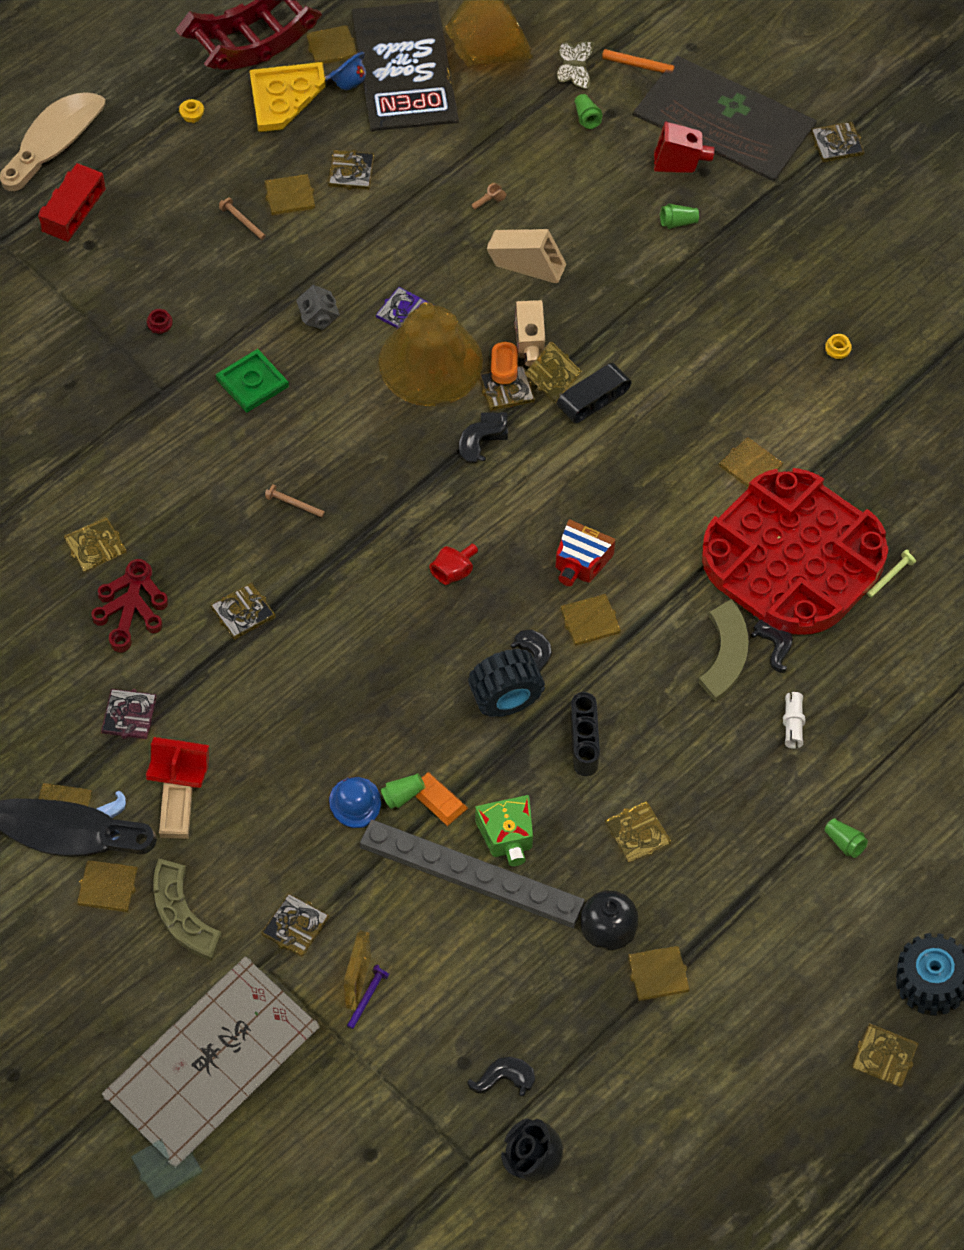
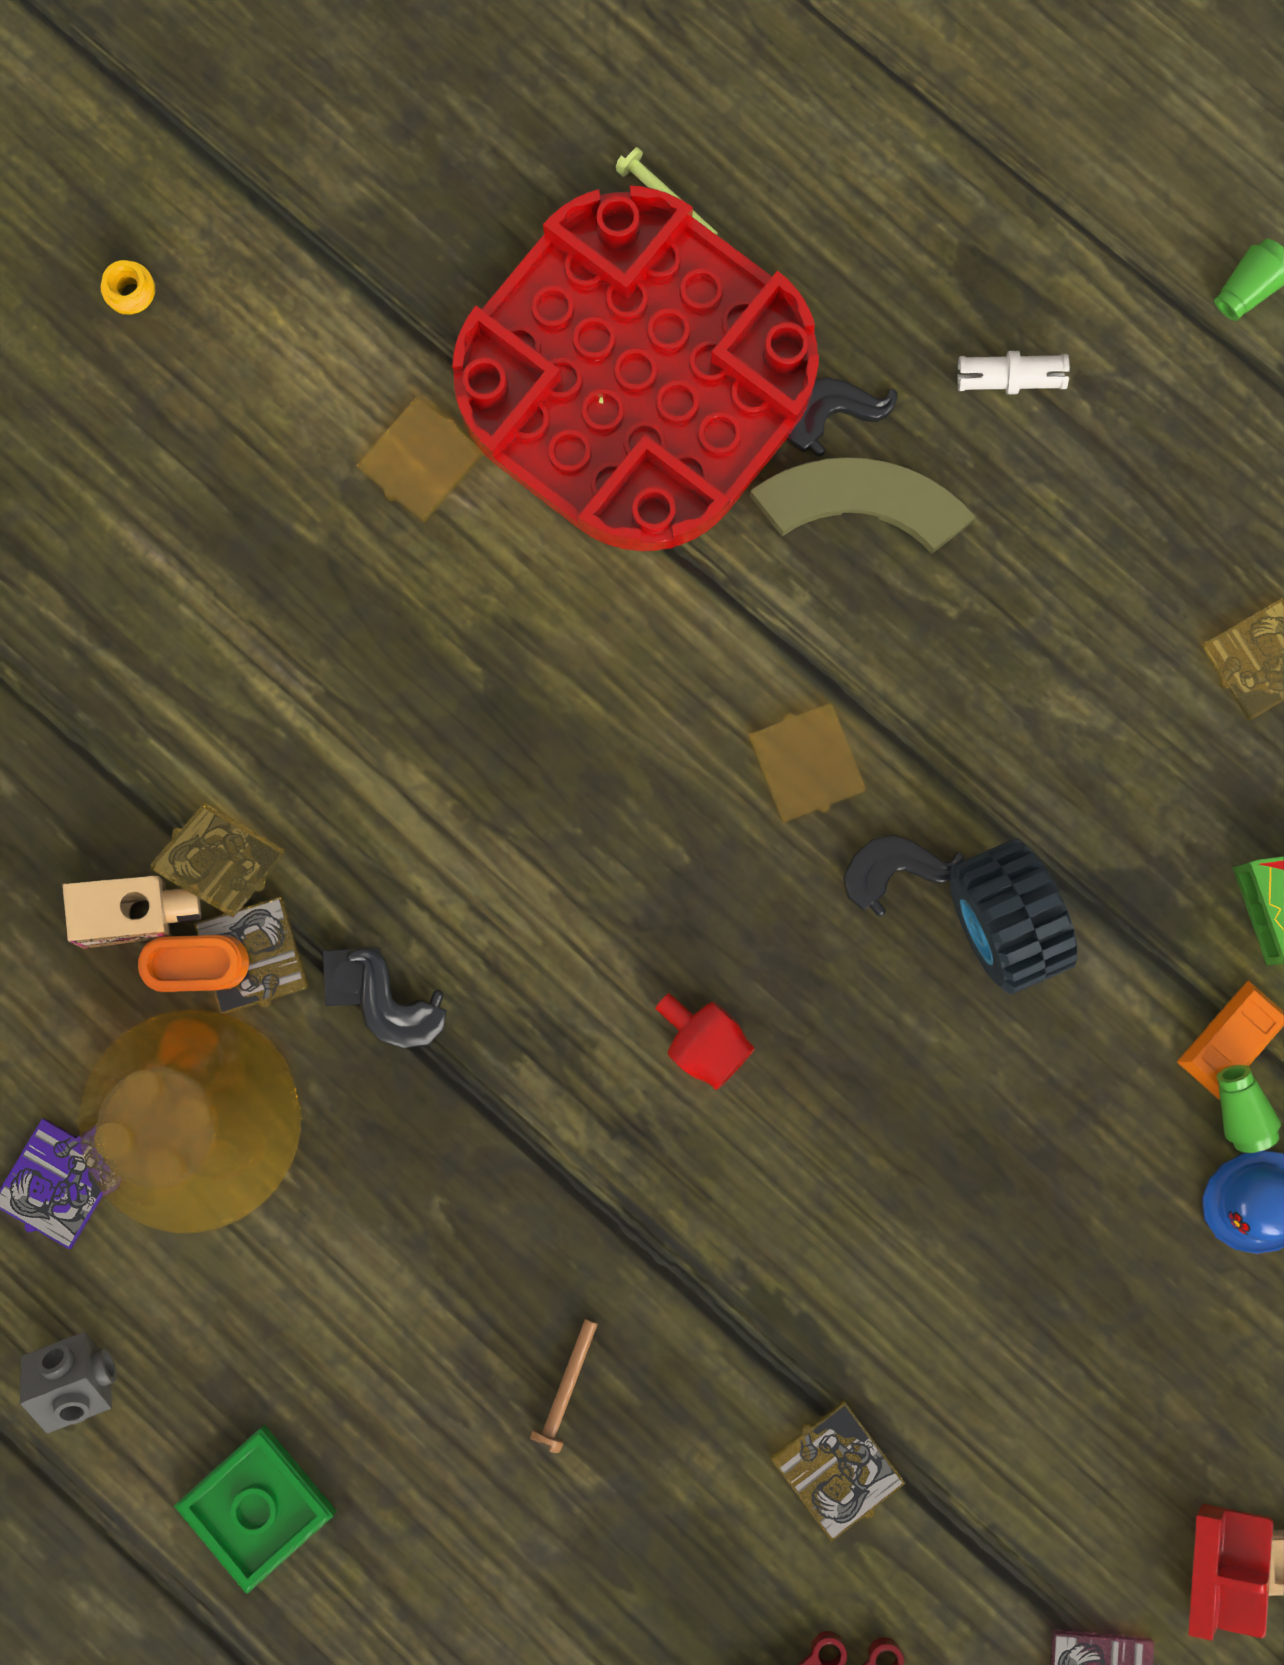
camera: 90 degrees left, 25 degrees up
(582, 553) = (668, 783): torso -> none
(585, 745) = (1107, 753): black beam -> none
(594, 393) = (266, 772): black beam -> none

